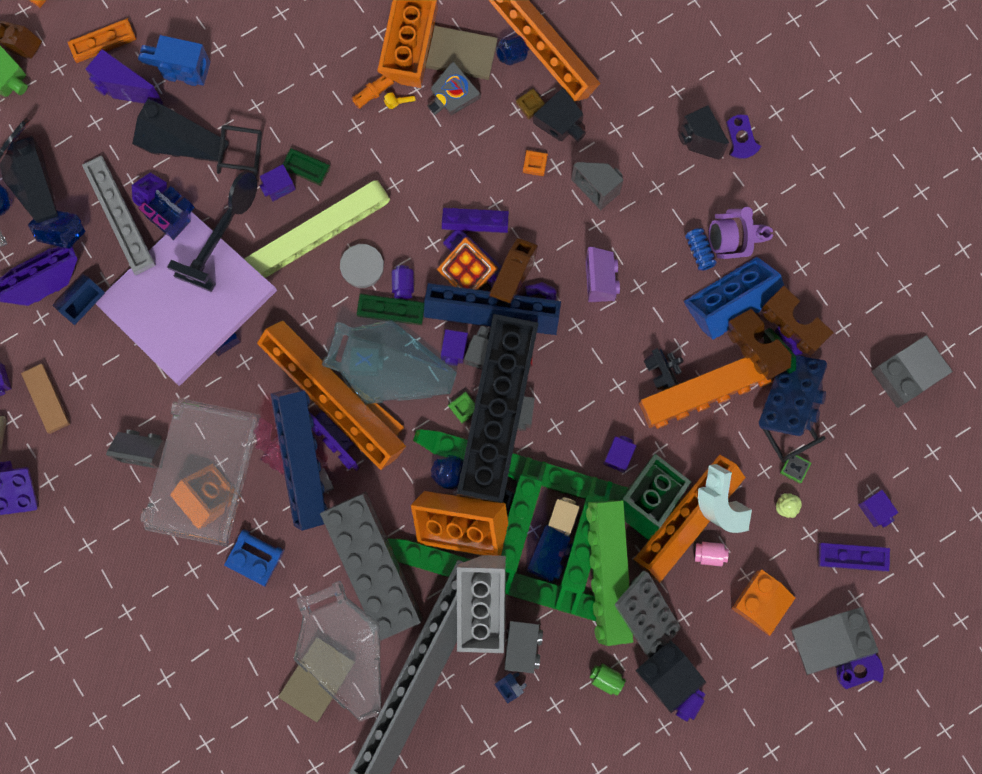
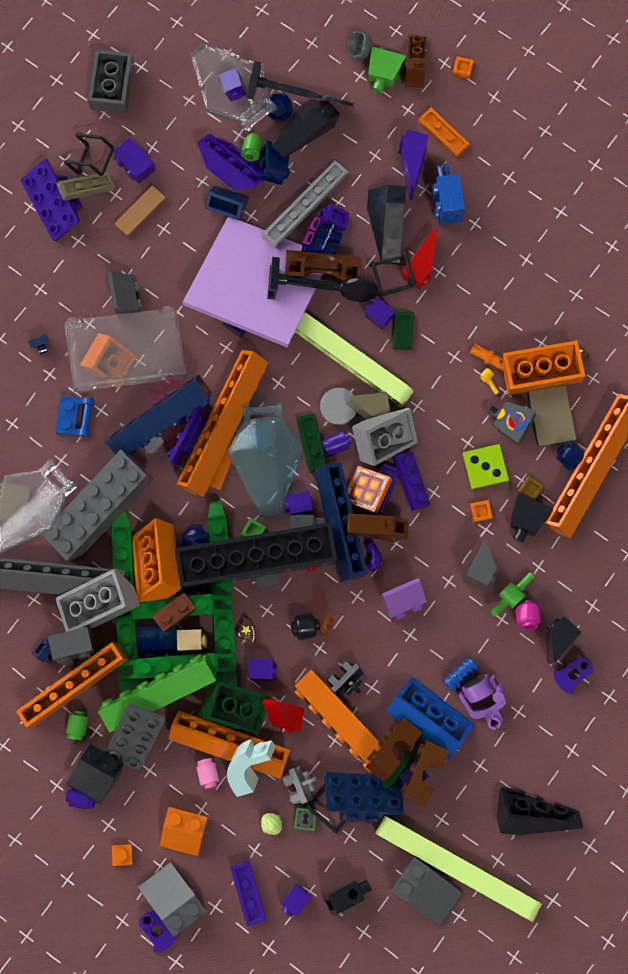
camera: 70 degrees right, 0 degrees up
(26, 247) = (251, 147): none -> bright green brick
(150, 567) = (39, 342): none -> dark blue tile
(207, 201) = (303, 263): none -> reddish brown arch
(239, 115) = (422, 262): none -> red slope
(377, 230) = (369, 404): none -> dark tan slope
(416, 228) = (384, 436): none -> light grey slope
(489, 140) = (485, 466): none -> lime tile
(528, 521) = (174, 612): none -> copper plate
(563, 667) = (72, 685): none -> orange brick
(571, 454) = (247, 631): none -> reddish brown tile
(590, 390) = (305, 626): none -> black head
(600, 364) = (327, 624): none -> clear orange tile
(637, 164) = (512, 594): none -> bright green piece
(664, 157) = (528, 615): none -> dark pink head
(680, 447) = (284, 715): none -> red slope
(766, 680) = (122, 855): none -> orange plate
(768, 459) = (303, 785): none -> light grey hips
(871, 238) = (528, 815): none -> black wedge
(894, 455) = (339, 900): none -> black torso
(900, 329) = (458, 868): none -> yellowish green beam

